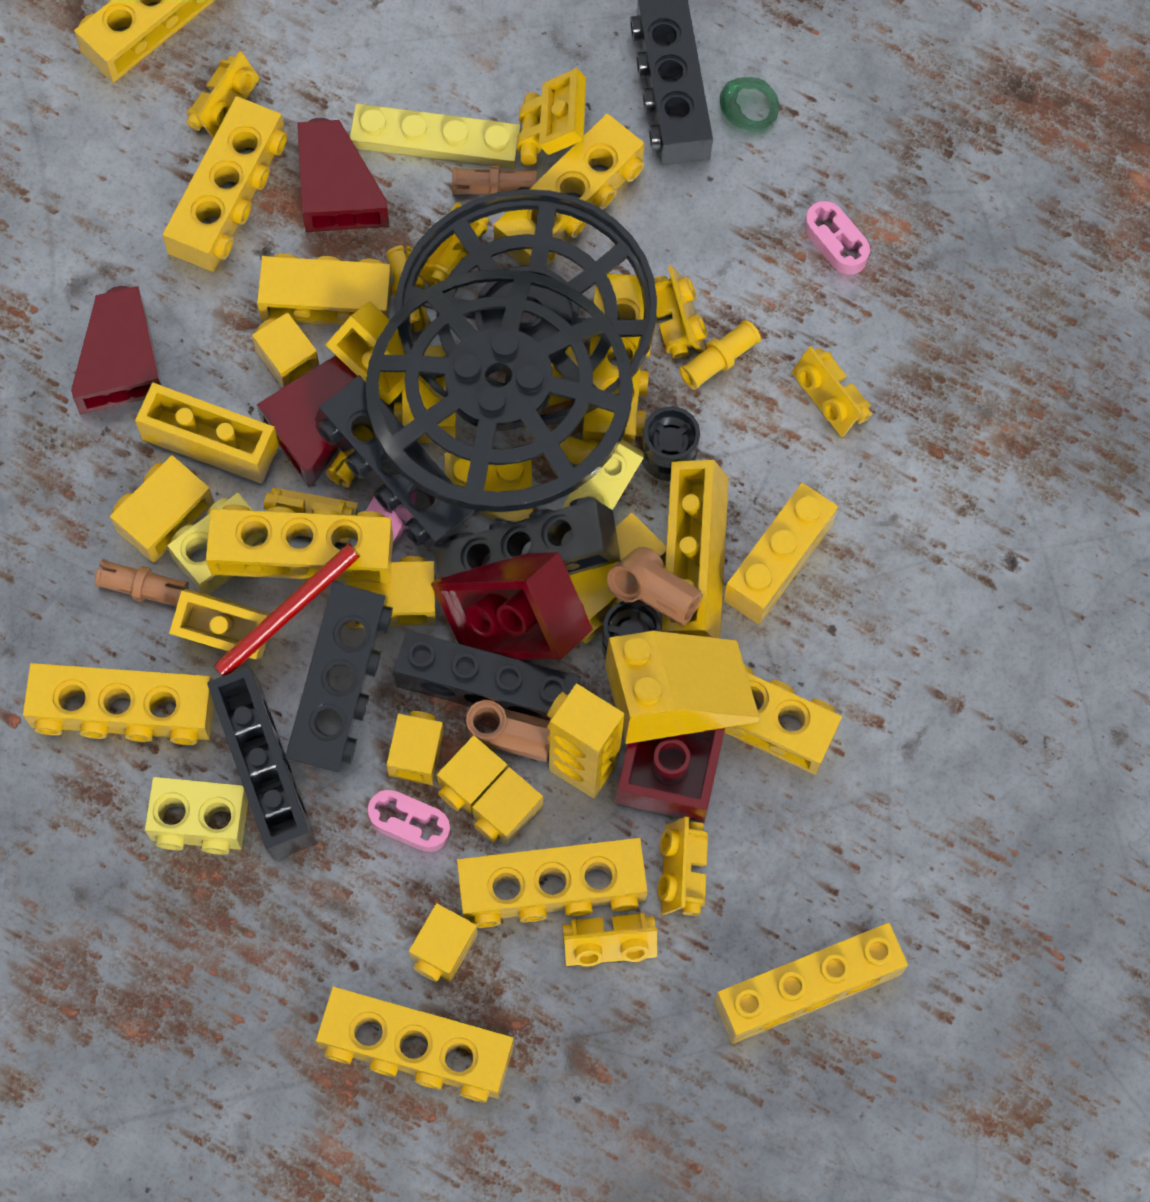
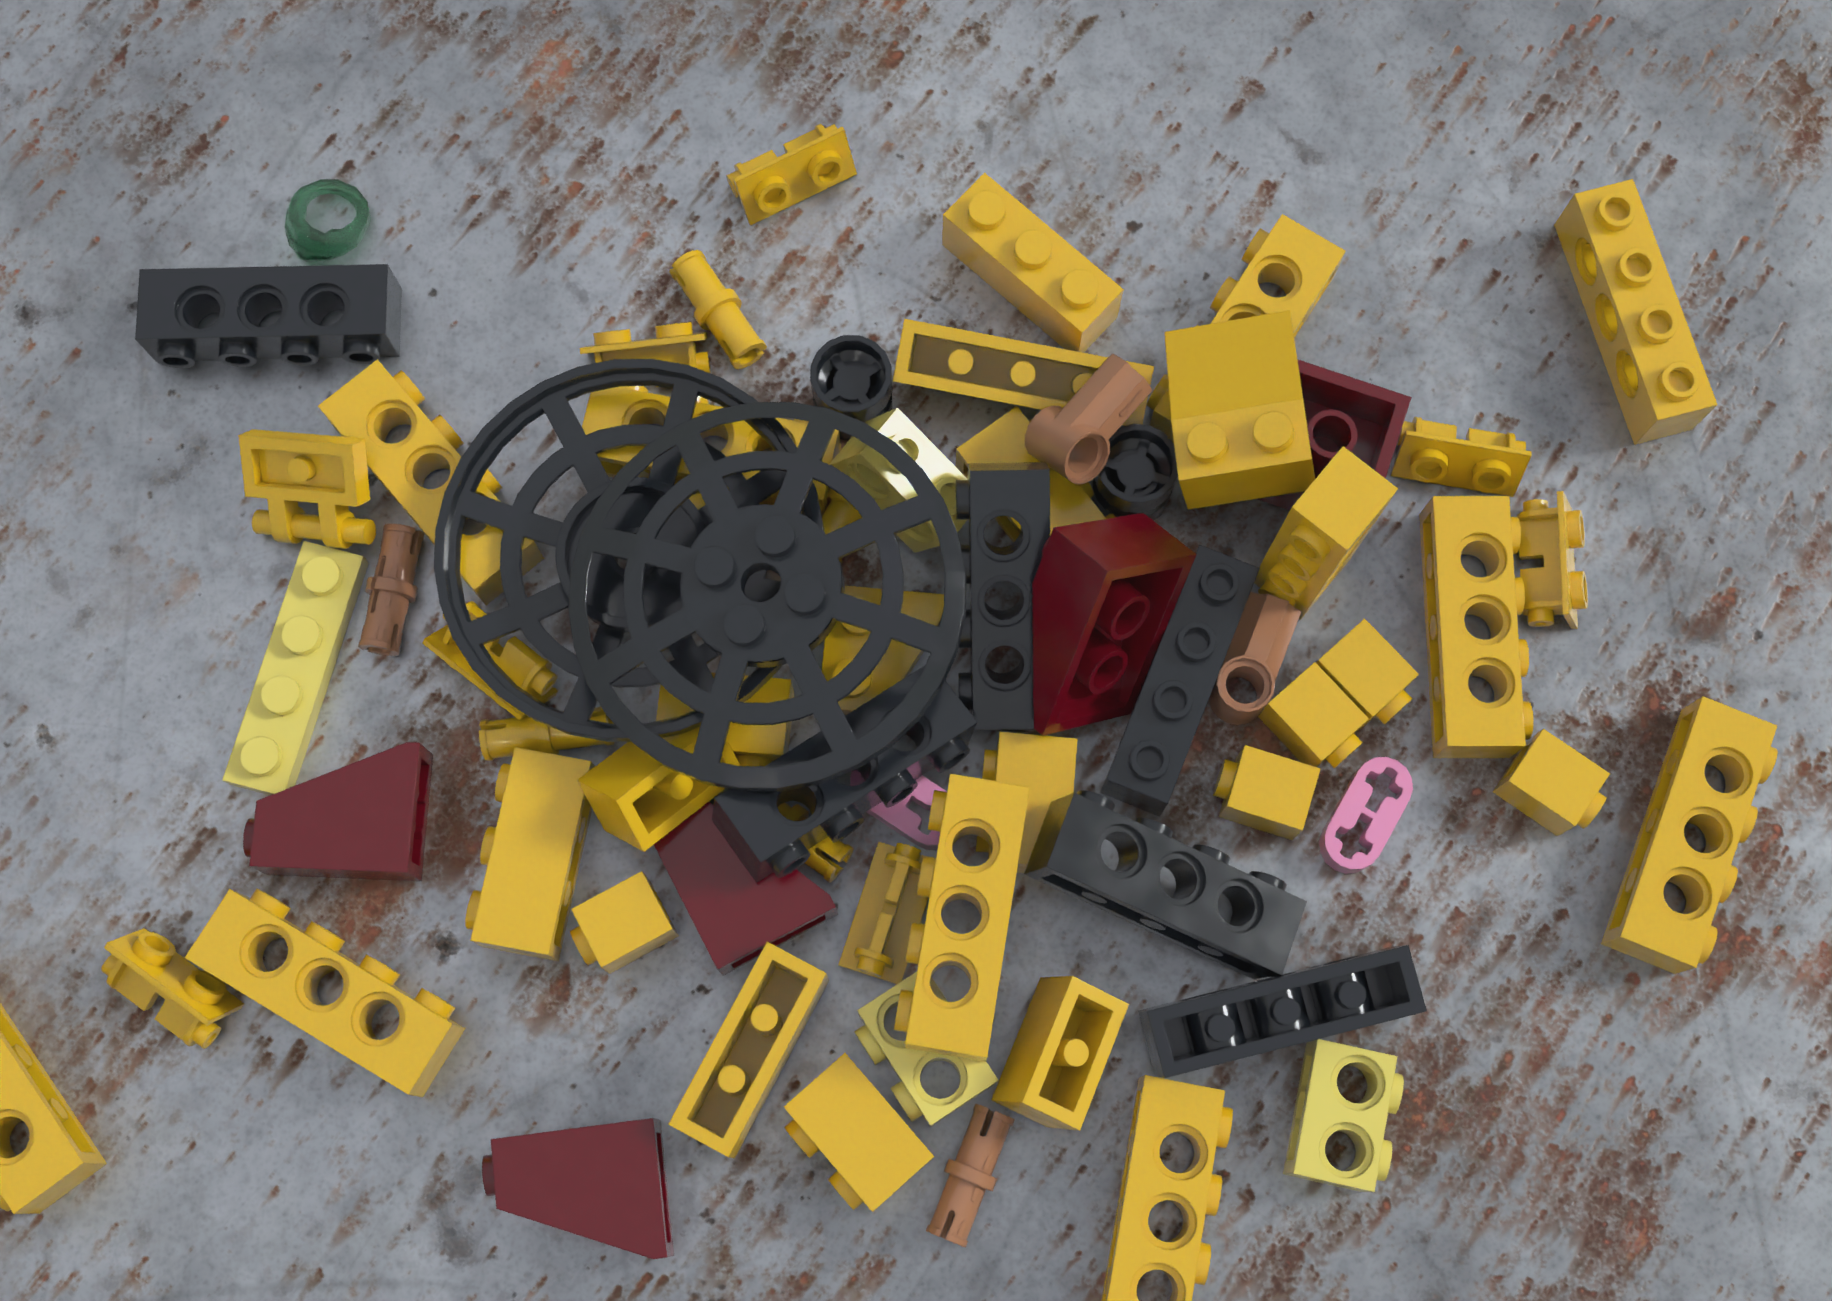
camera: 80 degrees left, 5 degrees up
(287, 610) = (1074, 943): red bar -> none
(843, 234) = (558, 132): bright pink beam -> none

